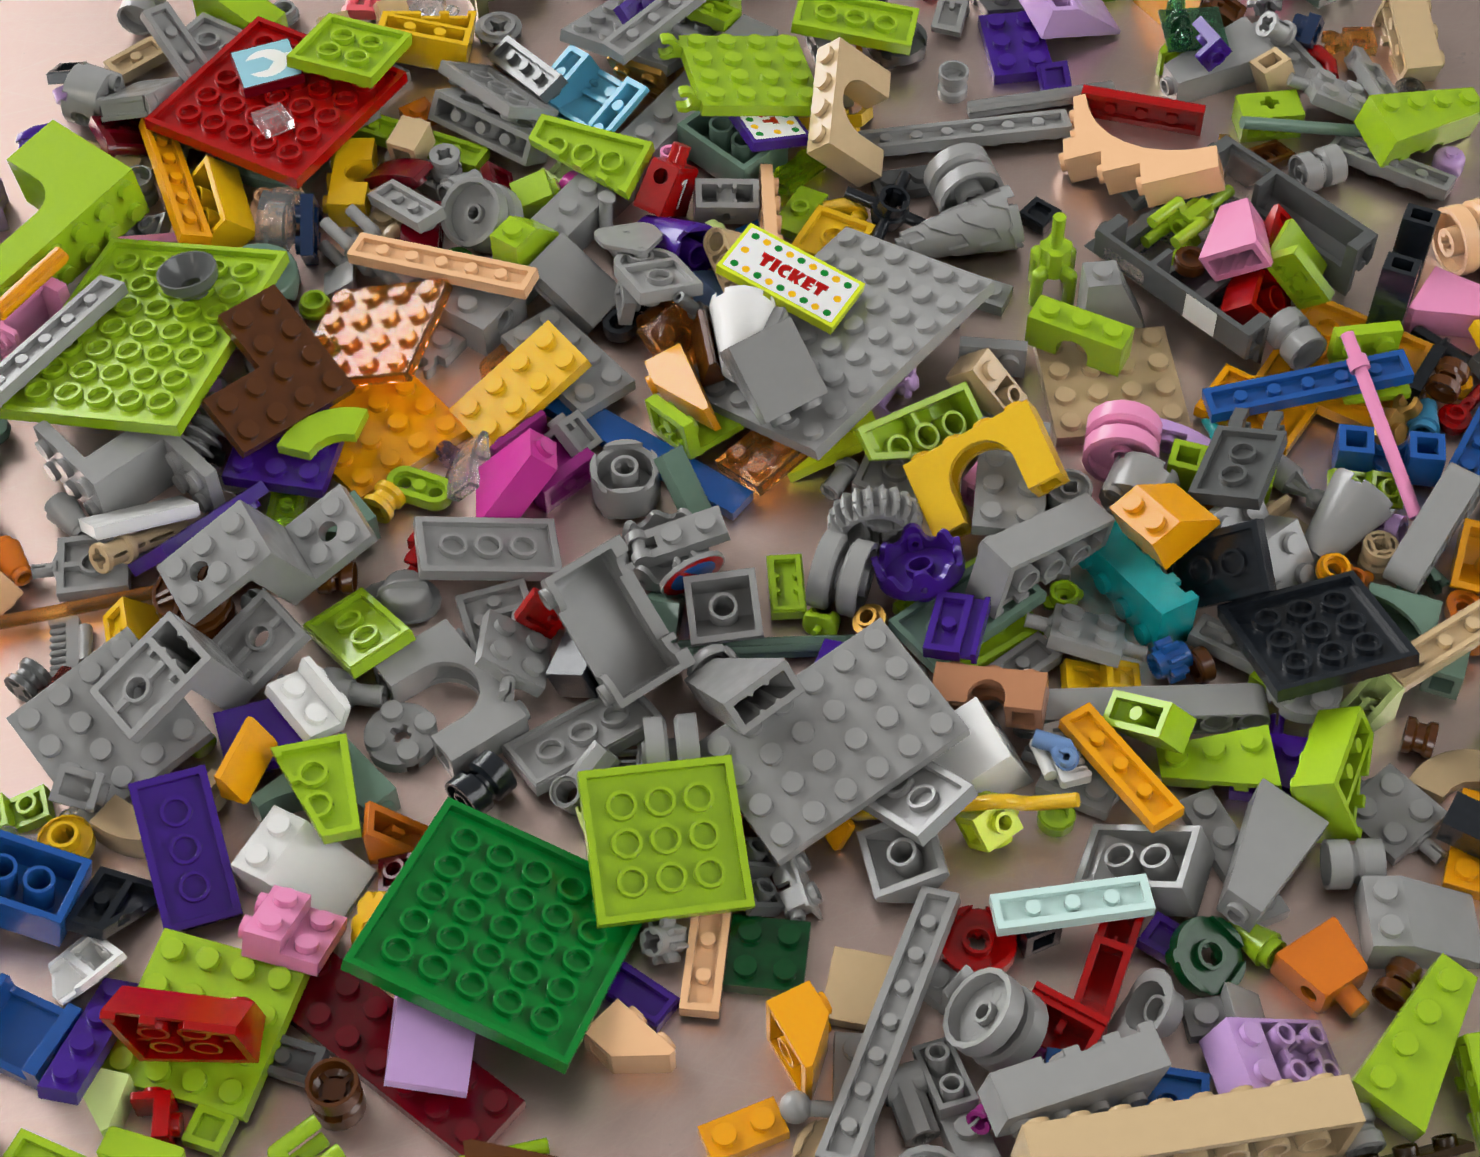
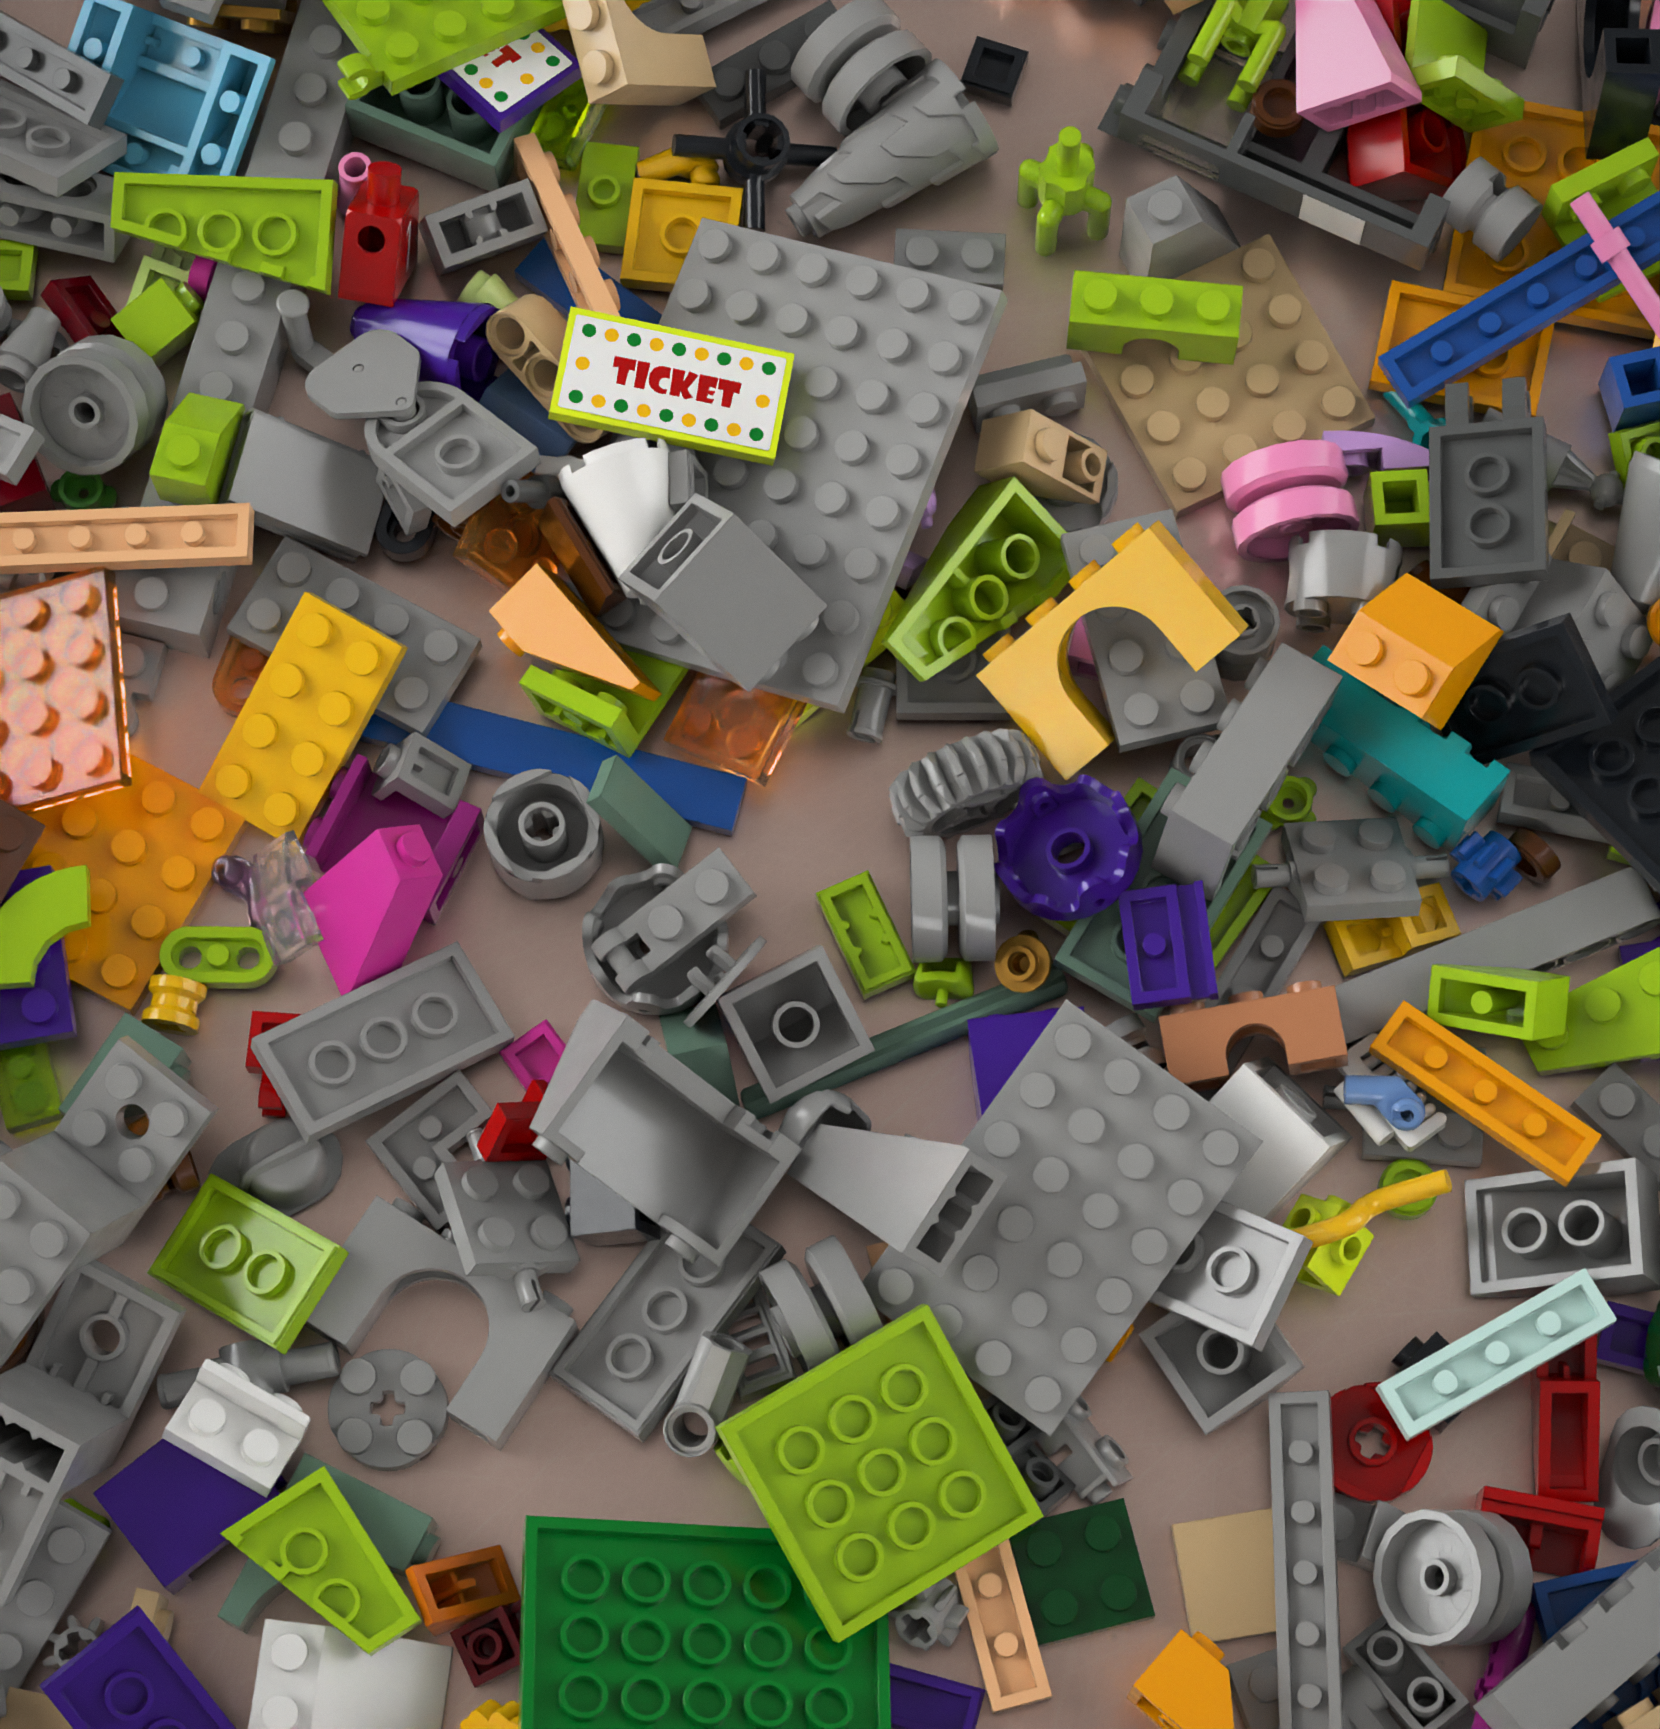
camera: 20 degrees left, 20 degrees up
(245, 762) = (192, 1566): light orange slope -> none
(486, 780) = (552, 1457): black wheel -> none

